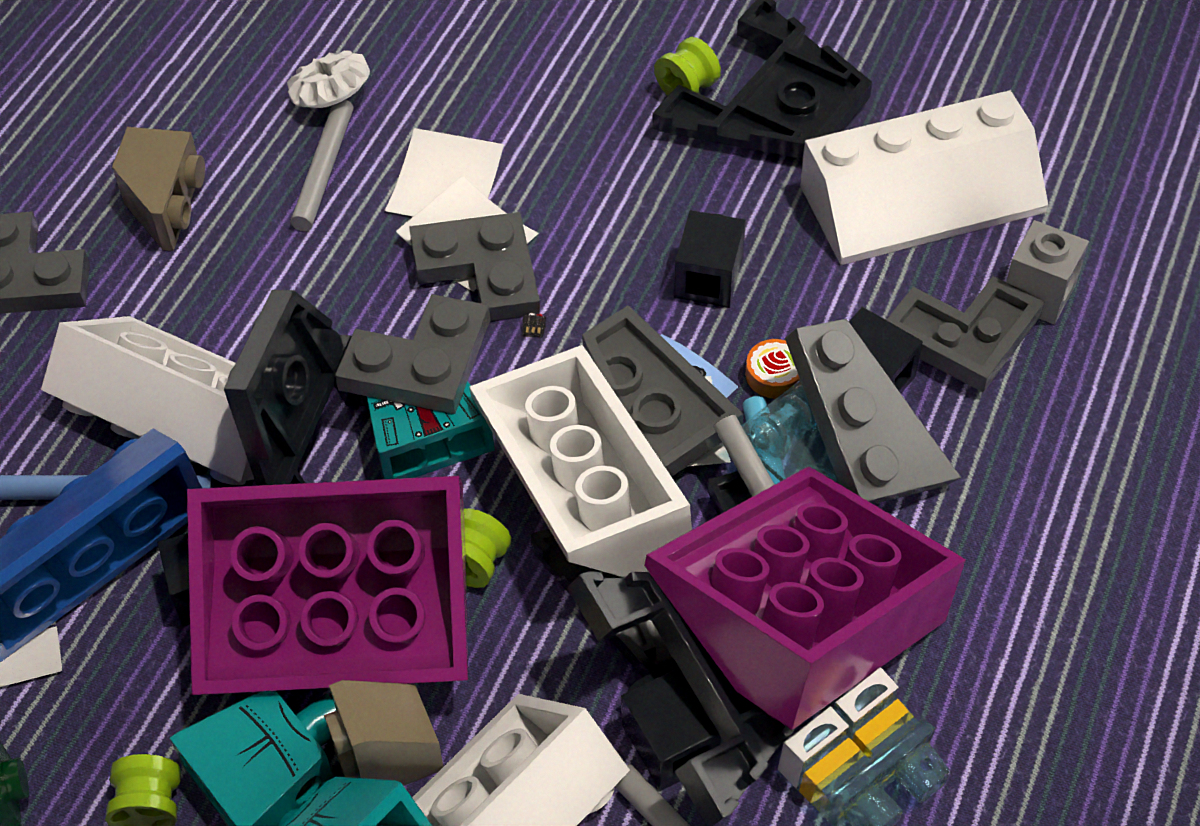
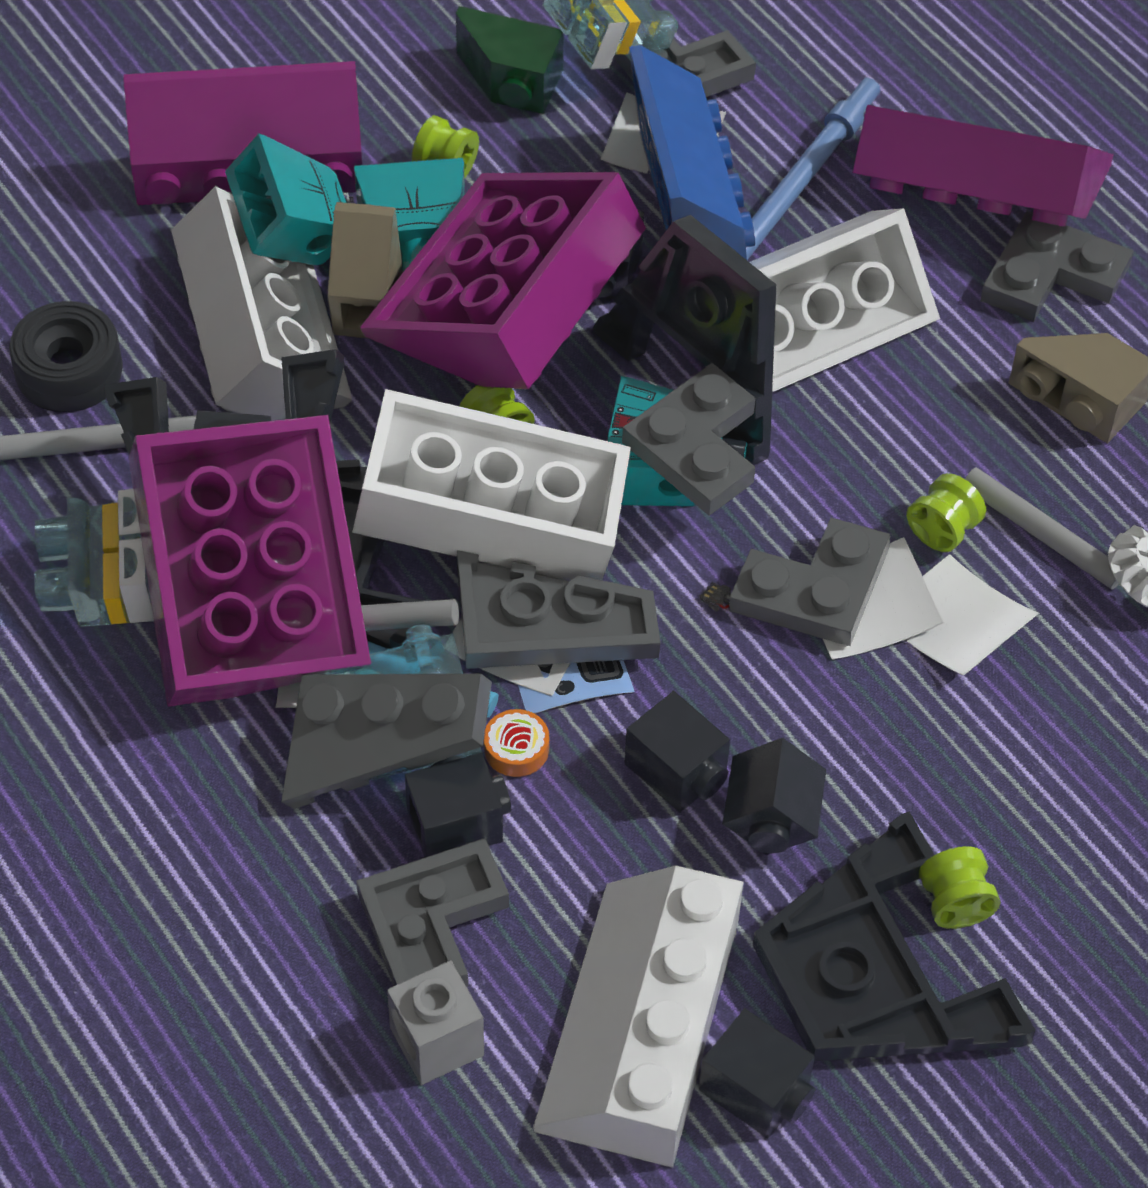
camera: 120 degrees right, 0 degrees up
(358, 208) = (946, 512): none -> lime wheel
(708, 178) = (774, 796): none -> black brick
(913, 88) = (758, 1074): none -> black brick

